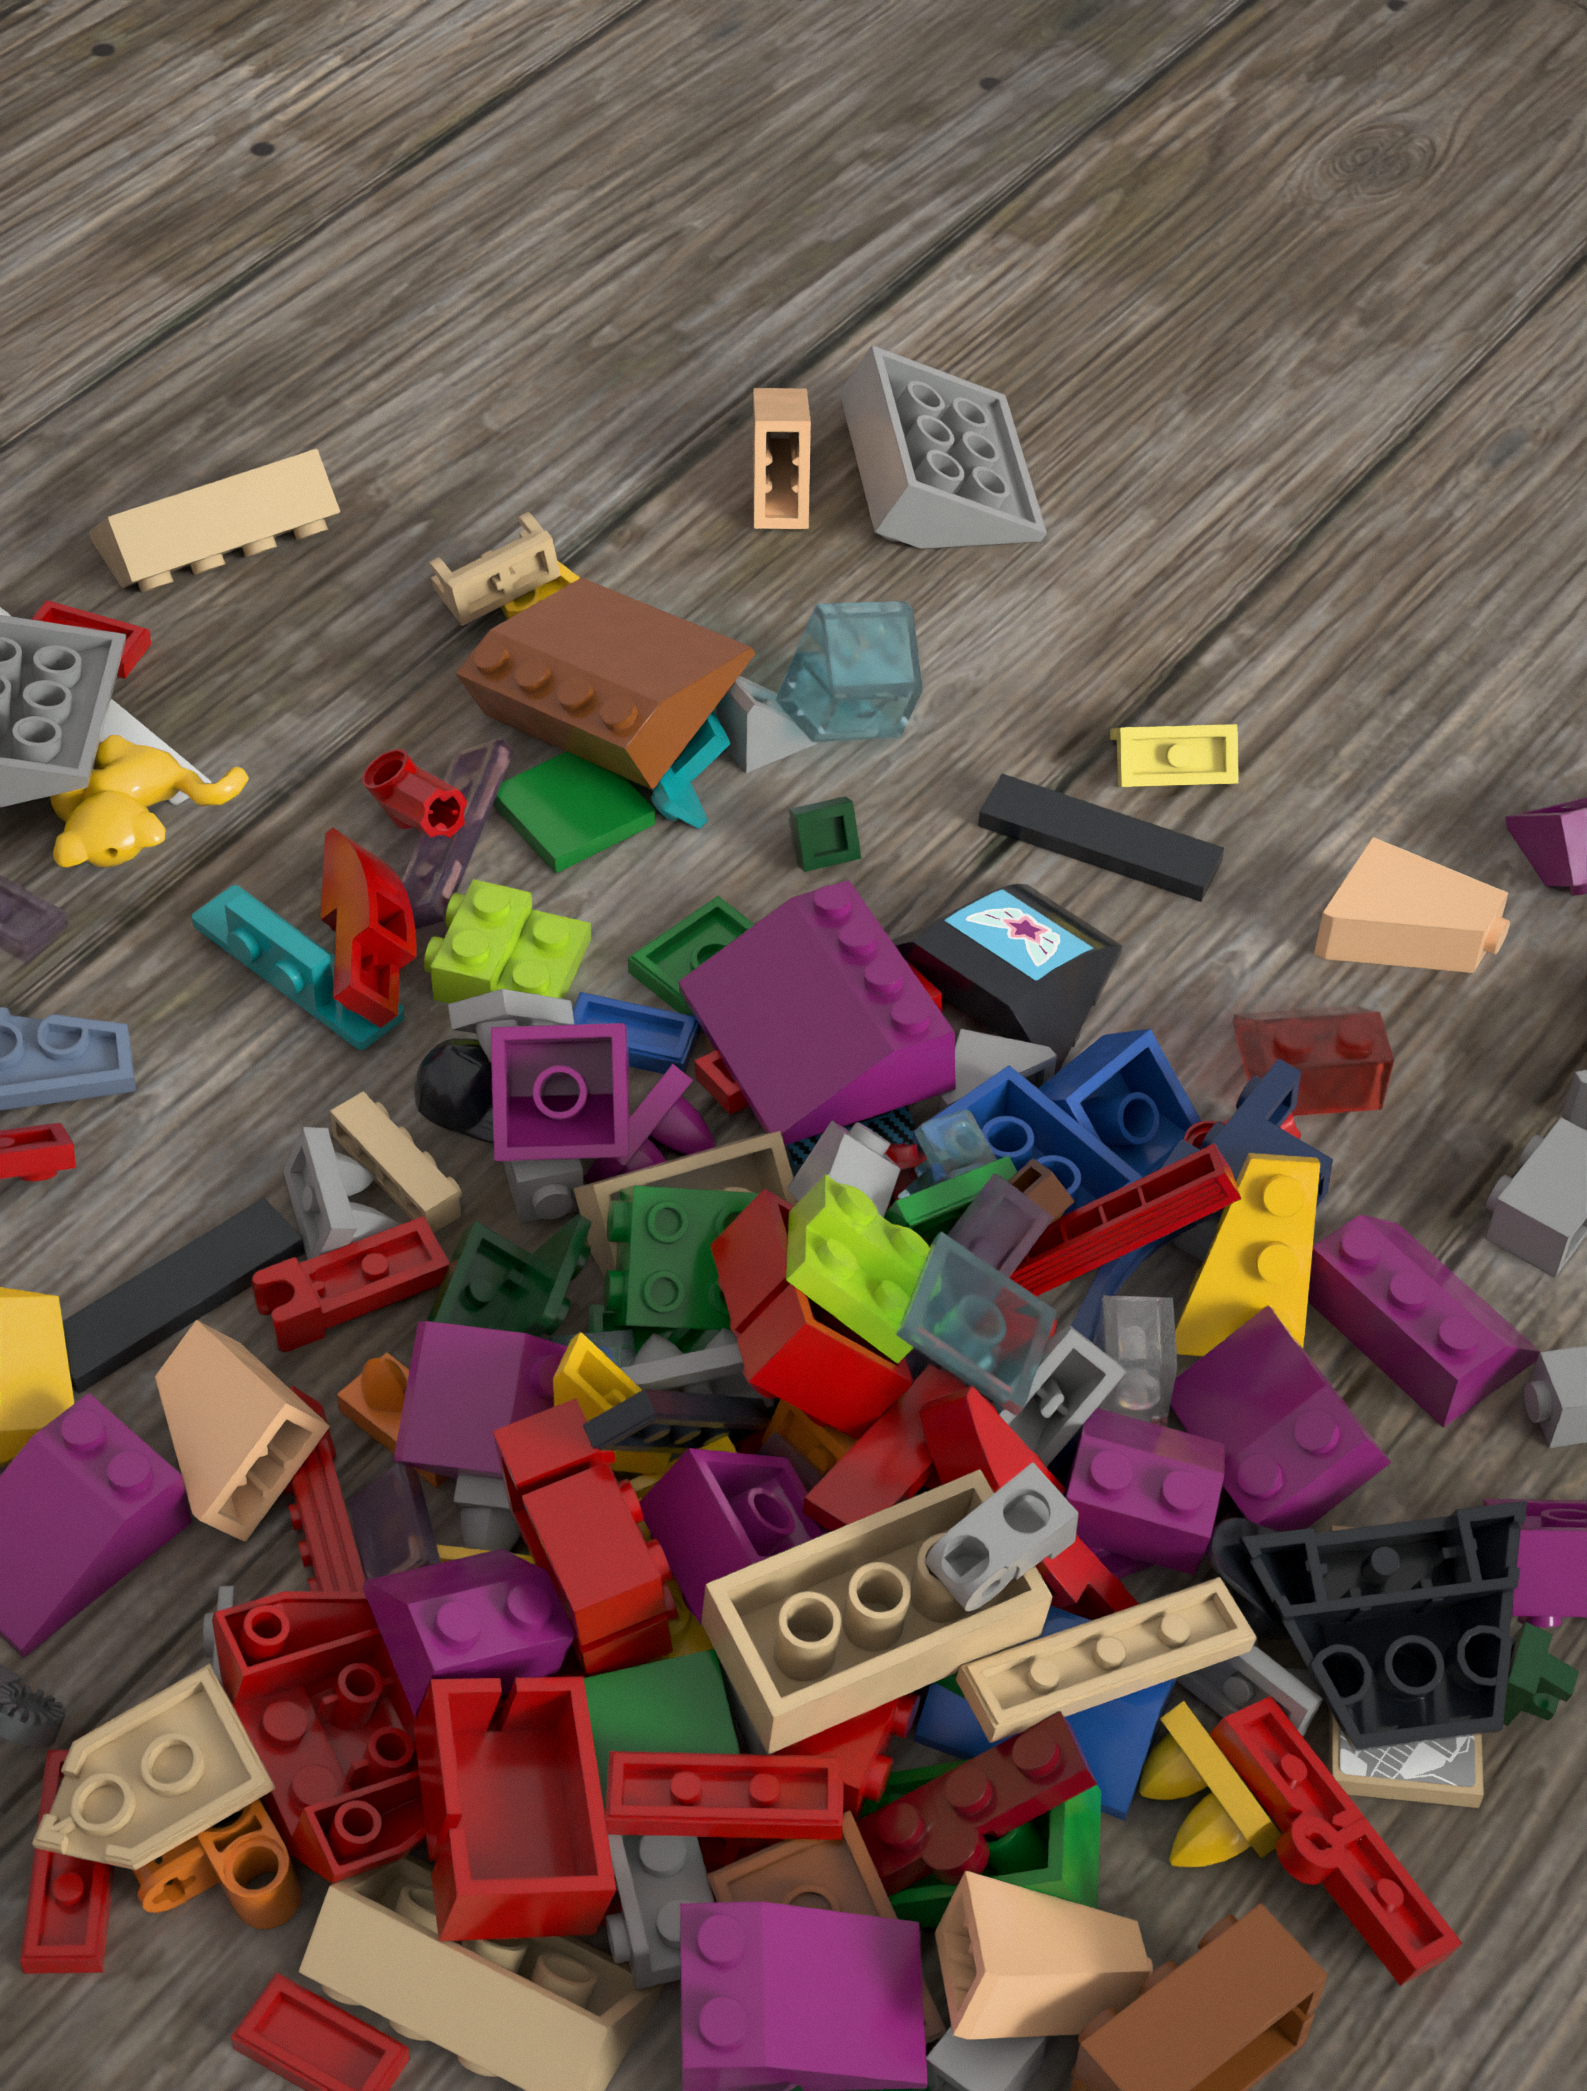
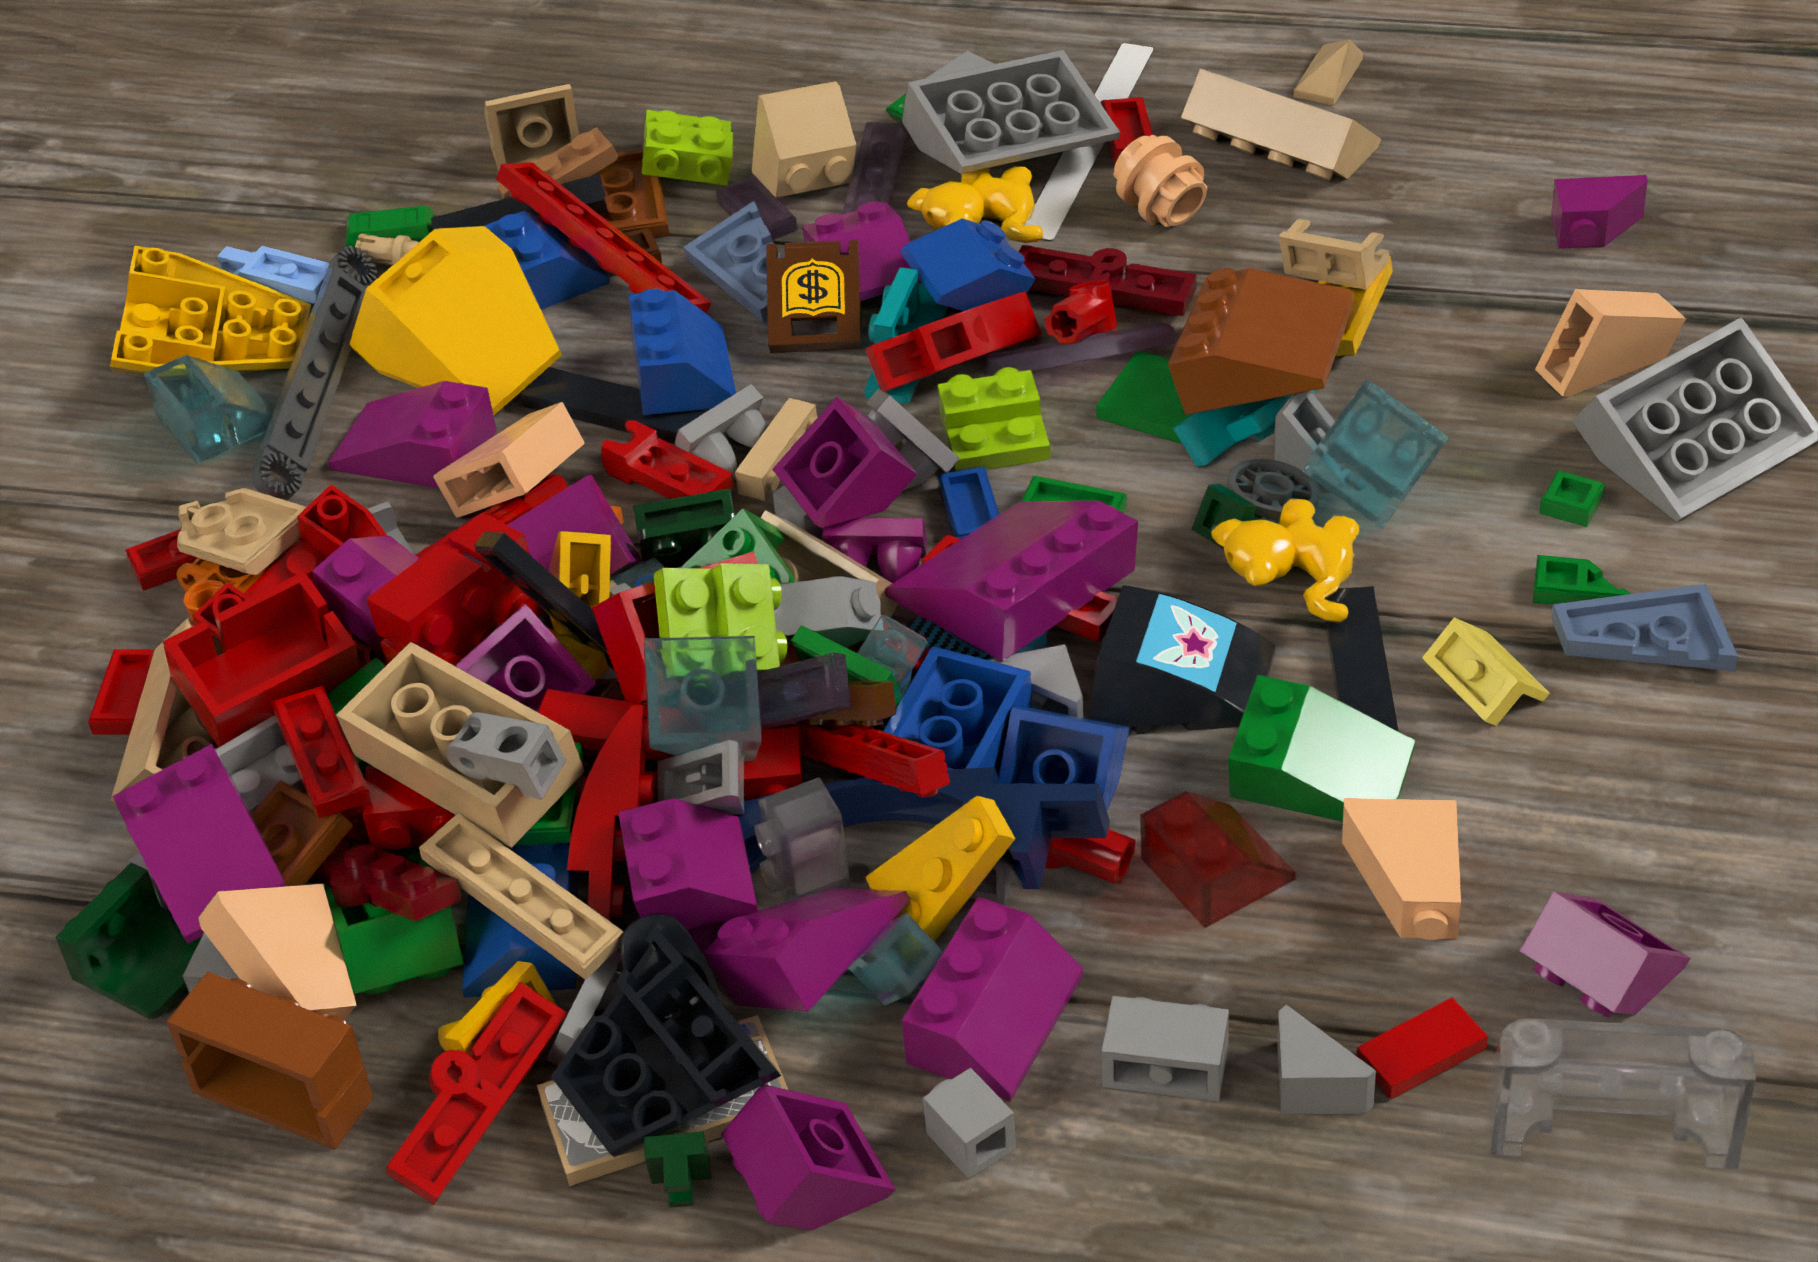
camera: 70 degrees right, 5 degrees down
(127, 943) = (880, 242): none -> magenta slope
(141, 447) = (1329, 72): none -> tan slope
(157, 1193) = (678, 354): none -> blue slope
(159, 1003) = (814, 285): none -> reddish brown container
(233, 643) = (1160, 180): none -> light nougat piece
(255, 850) = (968, 264): none -> blue slope
(334, 766) = (1131, 284): none -> dark red hinge
(566, 377) = (1596, 209): none -> magenta slope
(798, 780) = (1271, 487): none -> dark grey wheel
(910, 800) = (1269, 550): none -> yellow animal
(965, 588) = (1572, 498): none -> green tile
(1085, 643) = (1570, 580): none -> green tile
(1193, 618) = (1648, 627): none -> sand blue wing
(1219, 921) = (1313, 751): none -> slope
(1352, 1353) = (896, 960): none -> clear light blue brick

